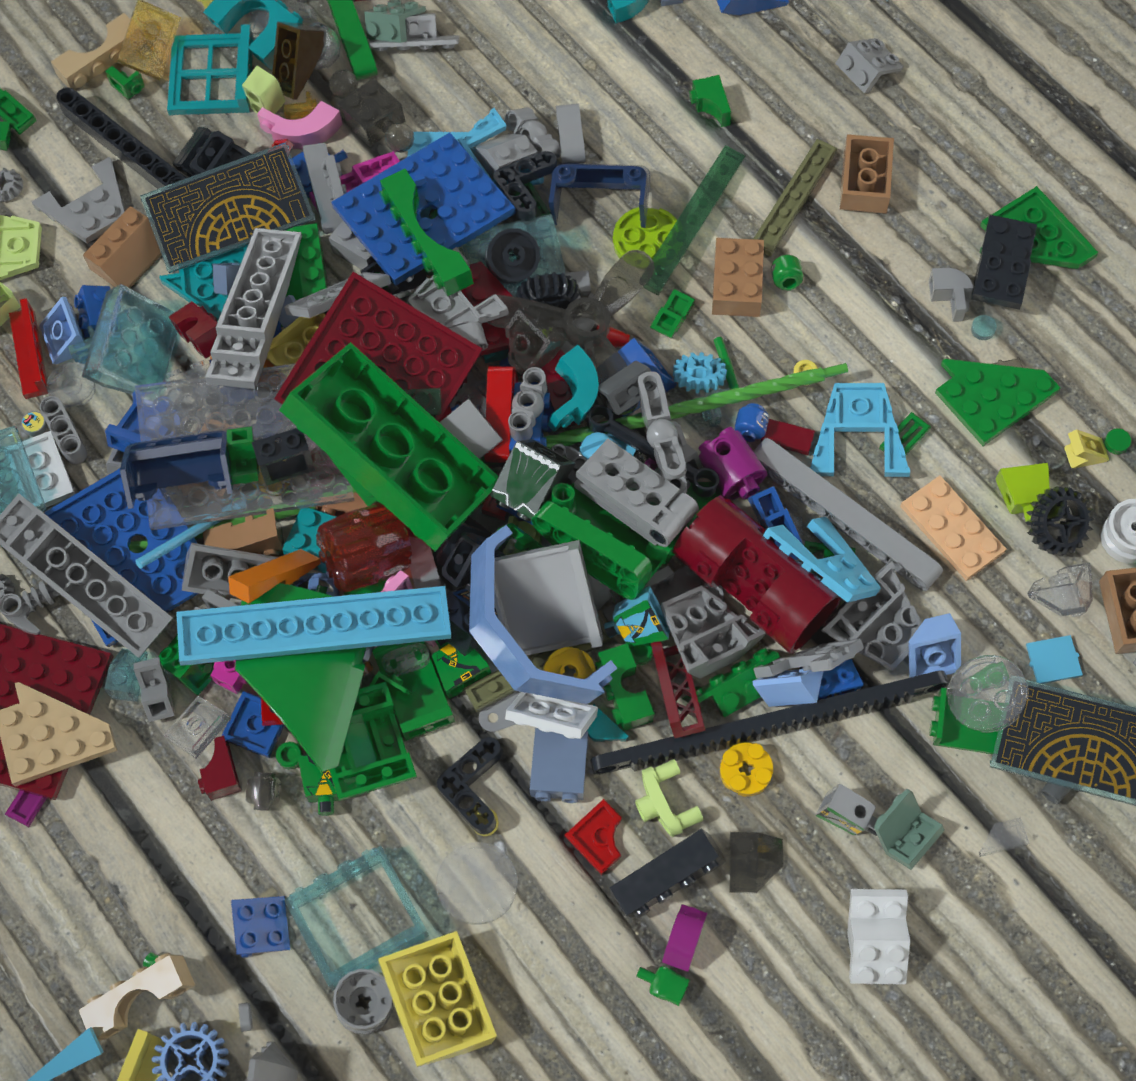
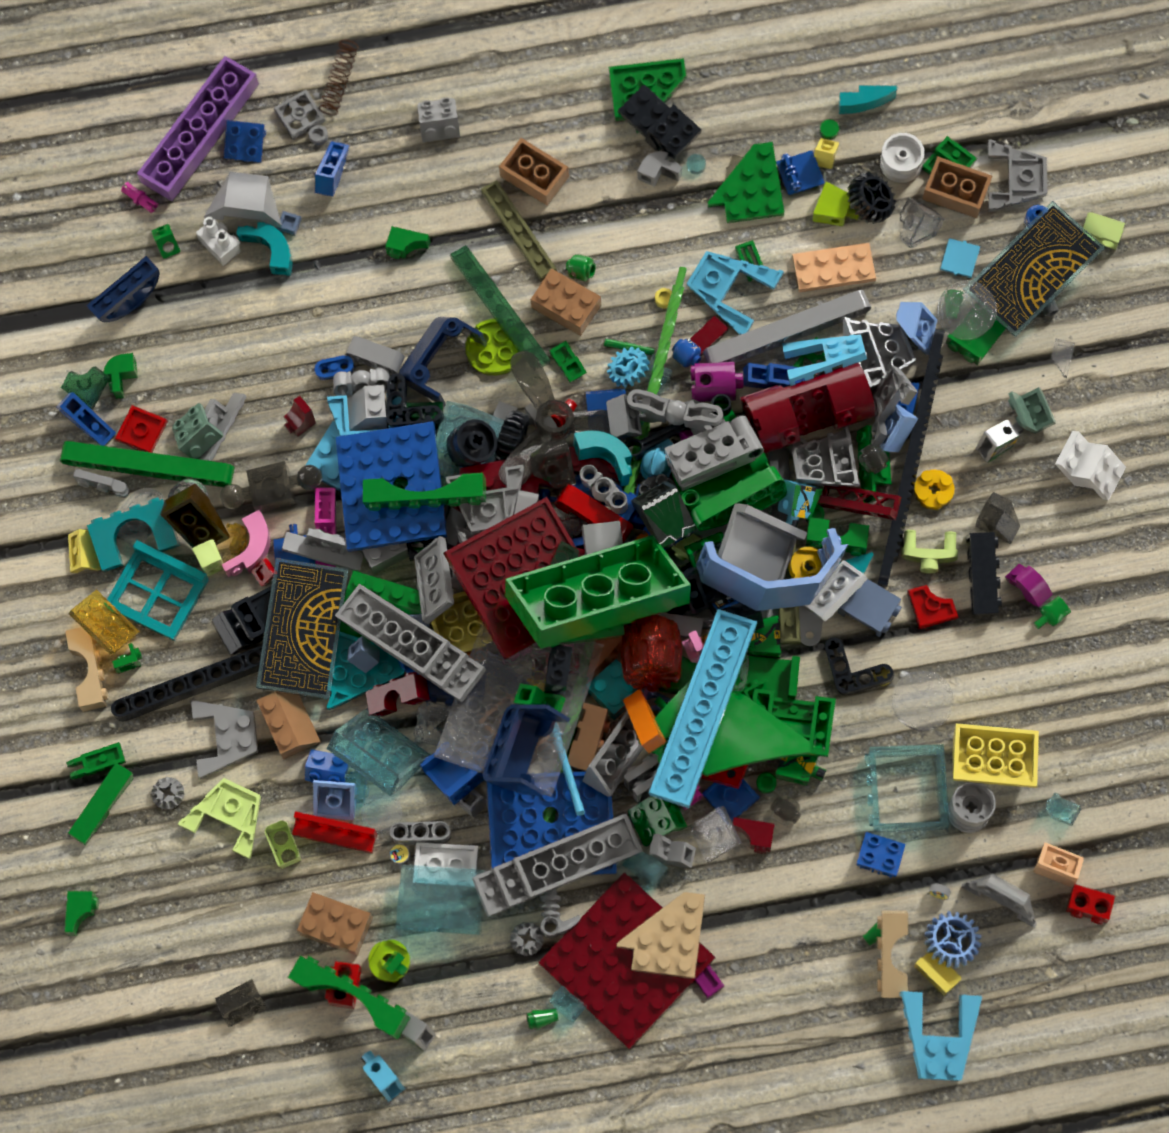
camera: 60 degrees left, 5 degrees up
(461, 99) = (299, 417): none -> dark red arch
(538, 104) = (333, 365): none -> blue plate
(735, 675) = (873, 459): none -> clear smoke head
(1043, 435) = (799, 172): none -> blue hinge

